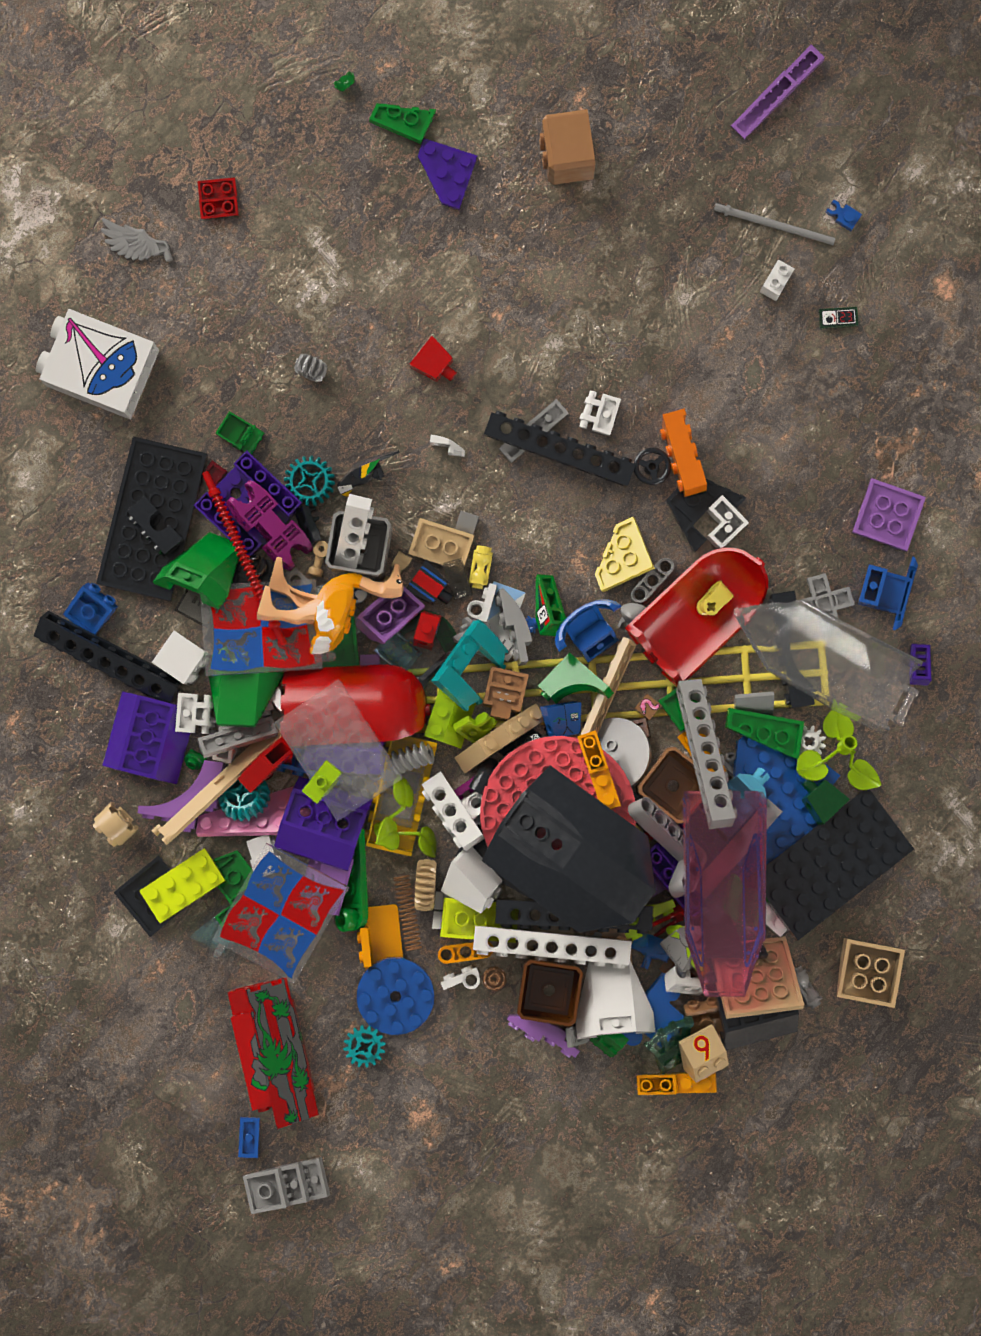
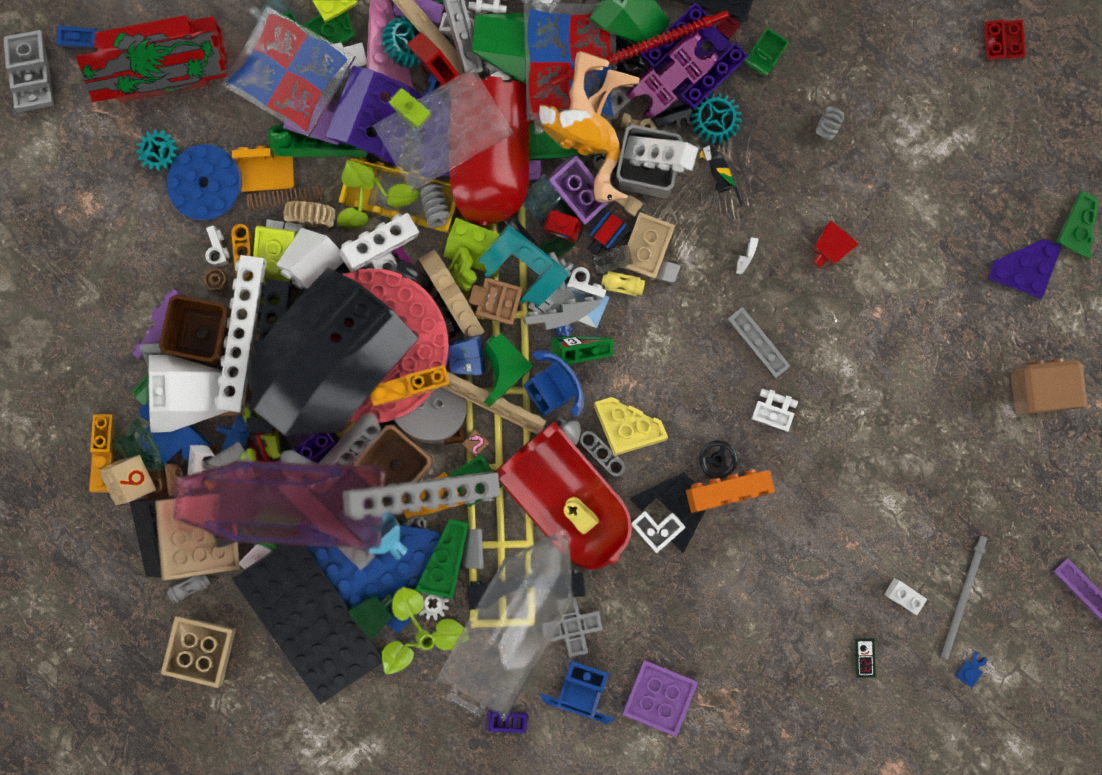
camera: 90 degrees right, 0 degrees up
(625, 464) = (760, 300): black brick -> none

